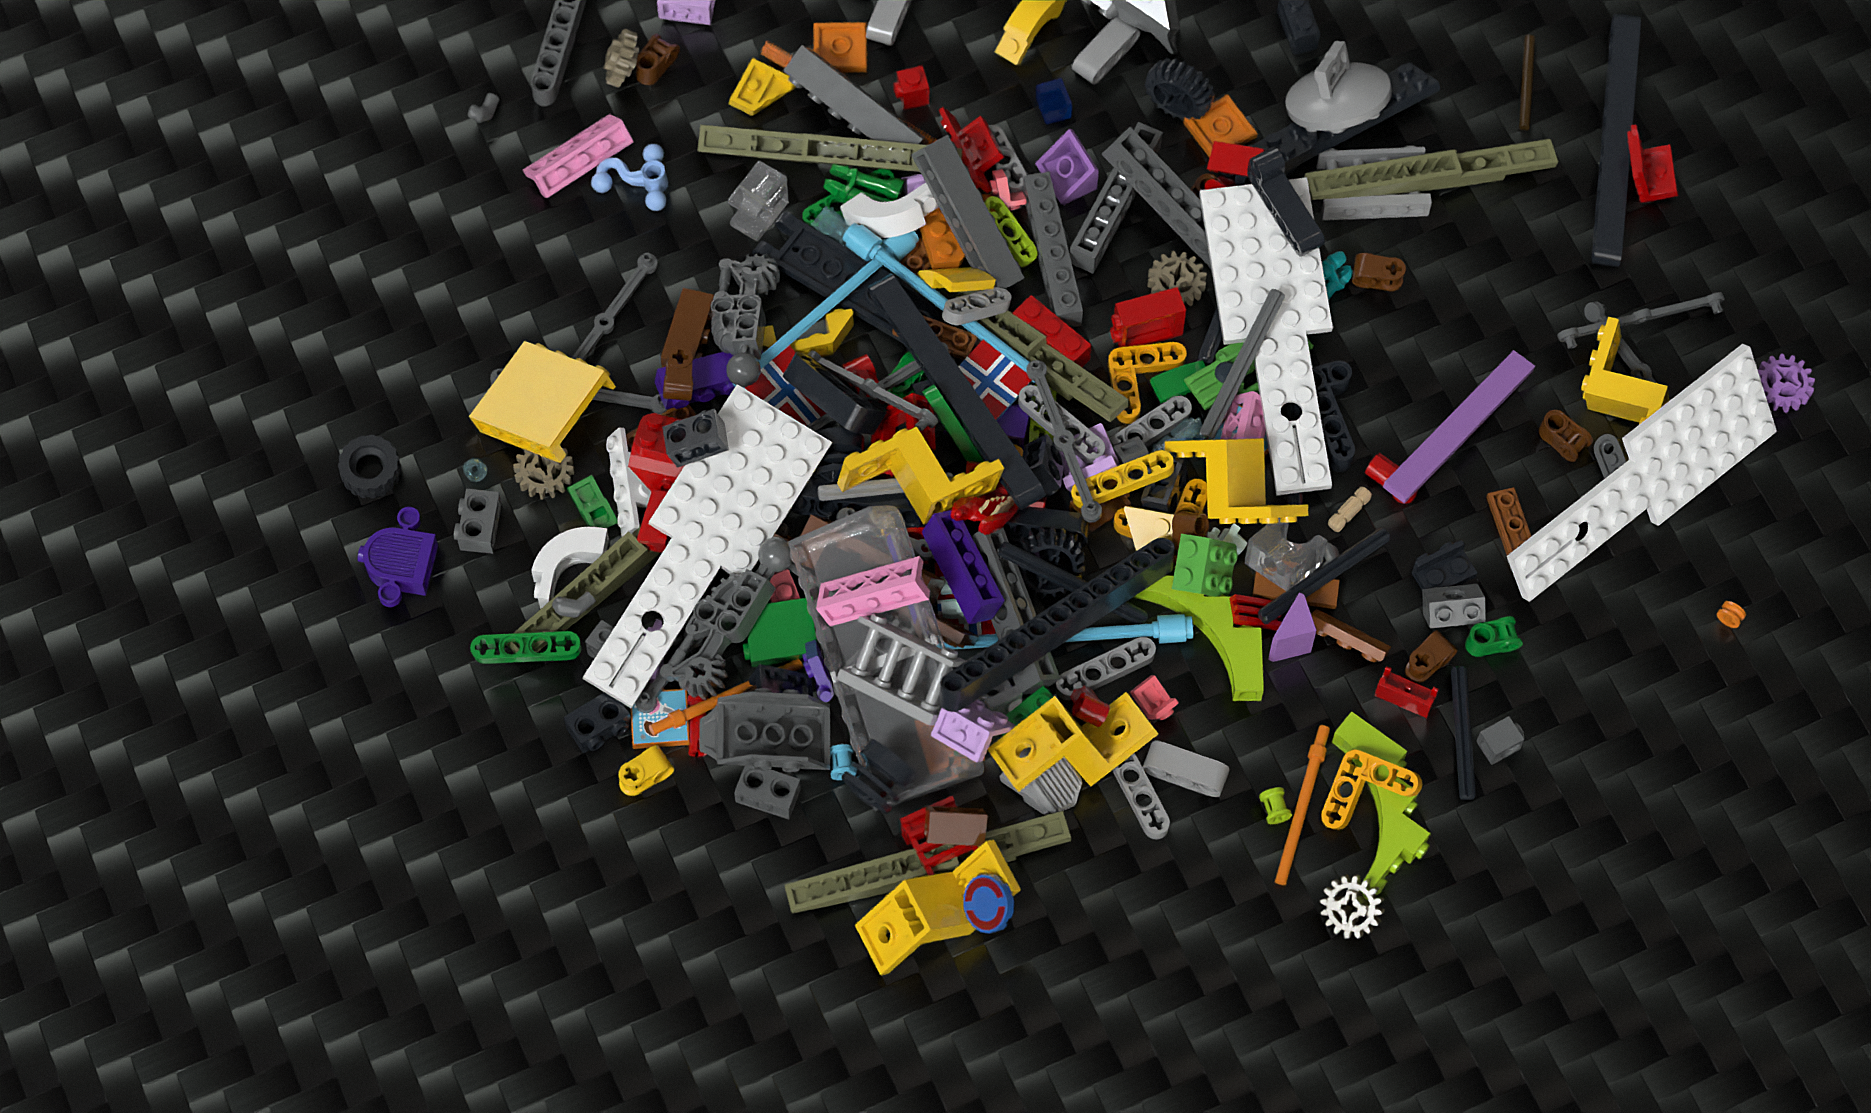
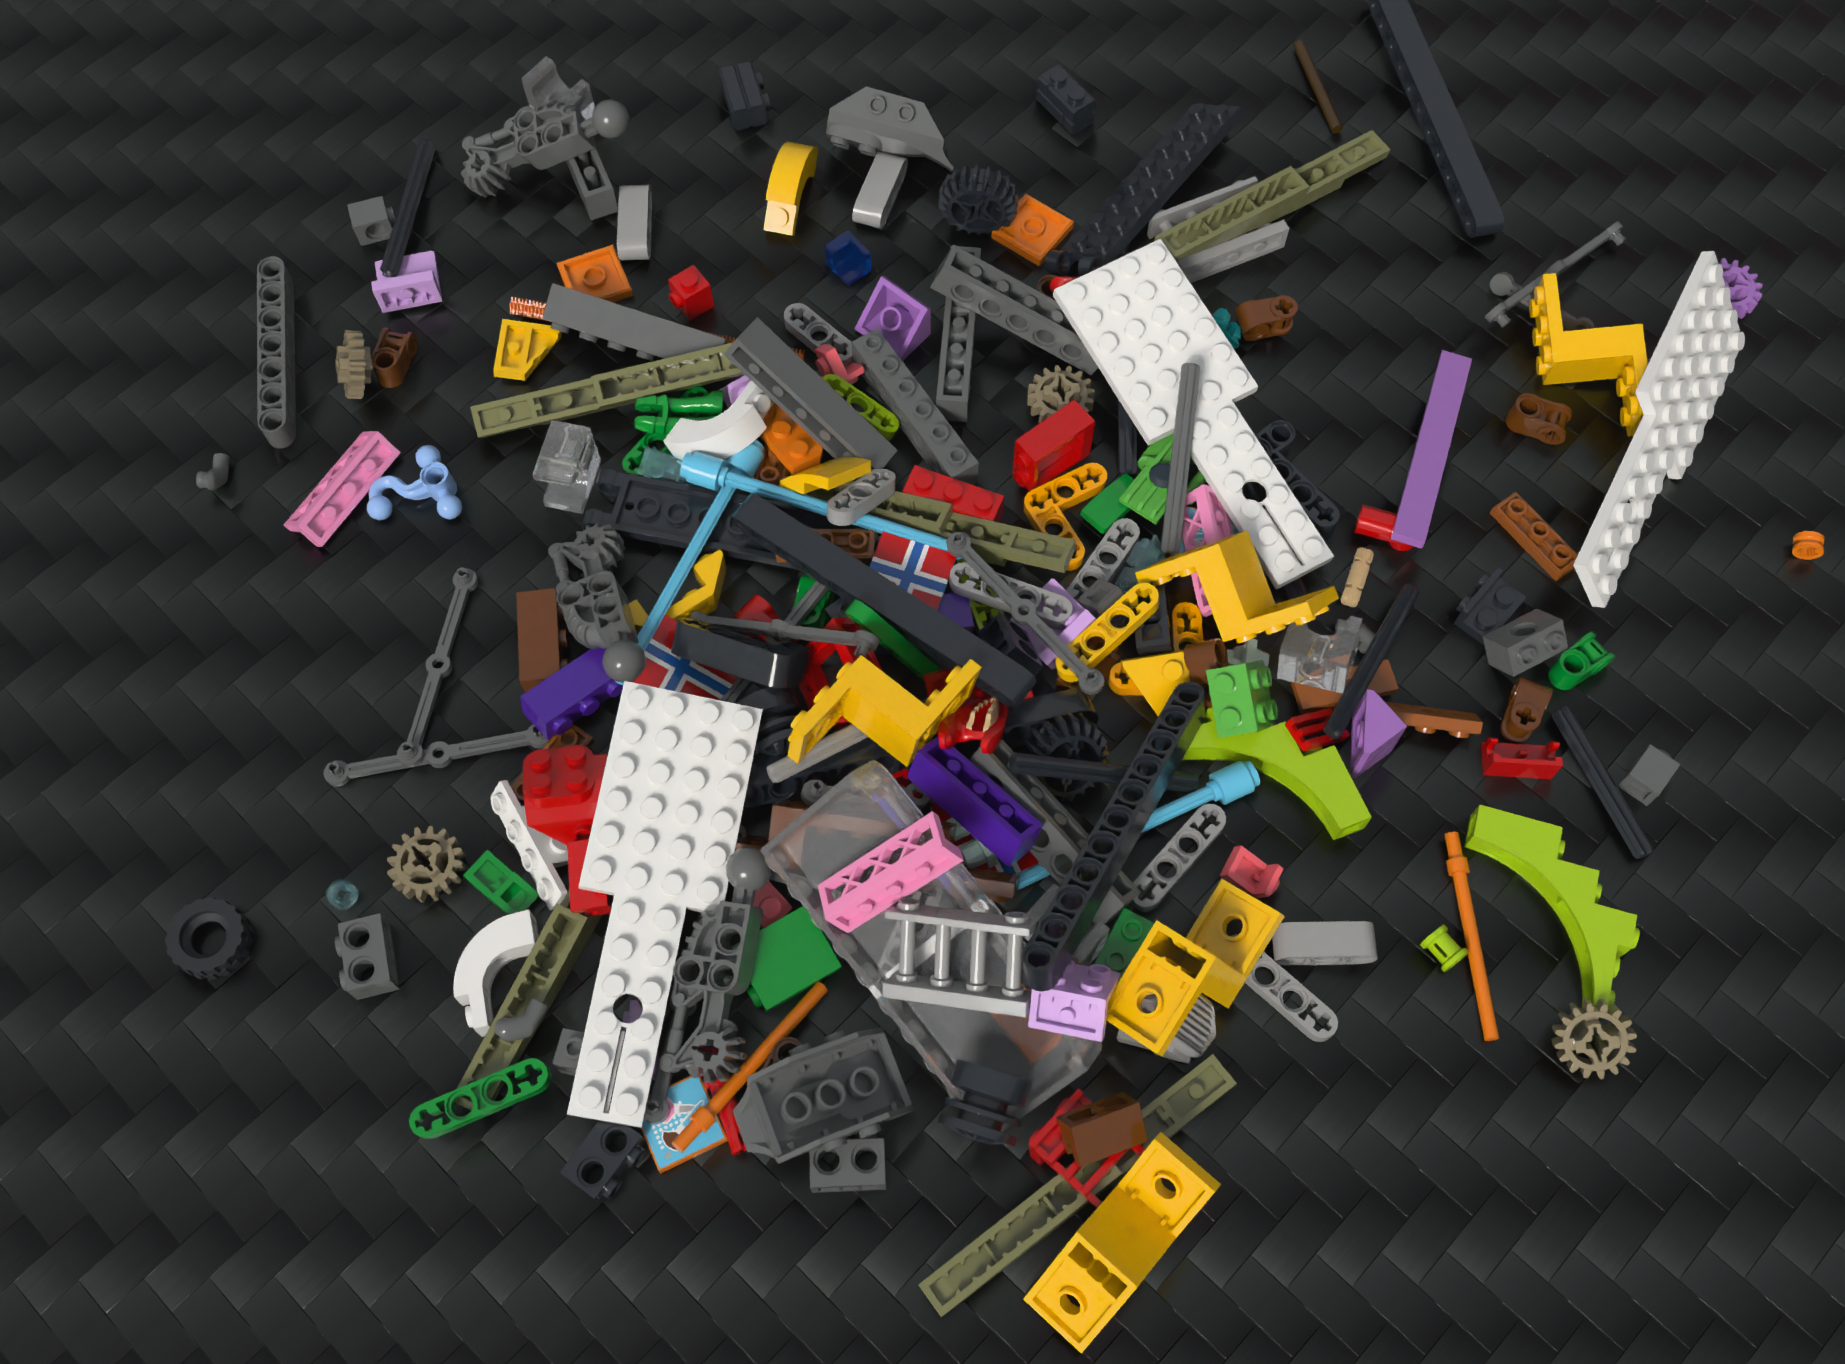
camera: 20 degrees left, 0 degrees up
(400, 558) = (283, 1041): dark purple piece -> none
(539, 399) = (390, 783): yellow panel -> none
(648, 768) = (691, 1194): yellow piece -> none
(678, 377) = (549, 697): reddish brown piece -> none
(695, 438) = (601, 767): black brick -> none
(780, 680) = (814, 1023): black bracket -> none
(816, 668) = (853, 993): dark purple plate -> none
(841, 760) = (923, 1092): medium azure bush -> none
(977, 144) = (788, 324): red bracket -> none
(988, 903) = (1186, 1216): blue tile -> none
(1088, 706) = (1187, 913): red piece -> none
(1231, 158) = (1075, 247): red hinge -> none
(1283, 202) = (1153, 269): black beam -> none
(1338, 93) = (1145, 151): light grey bracket -> none
(1365, 773) = (1537, 872): light orange beam -> none
(1609, 462) = (1604, 427): dark grey plate -> none
(1651, 169) = (1486, 125): red plate -> none

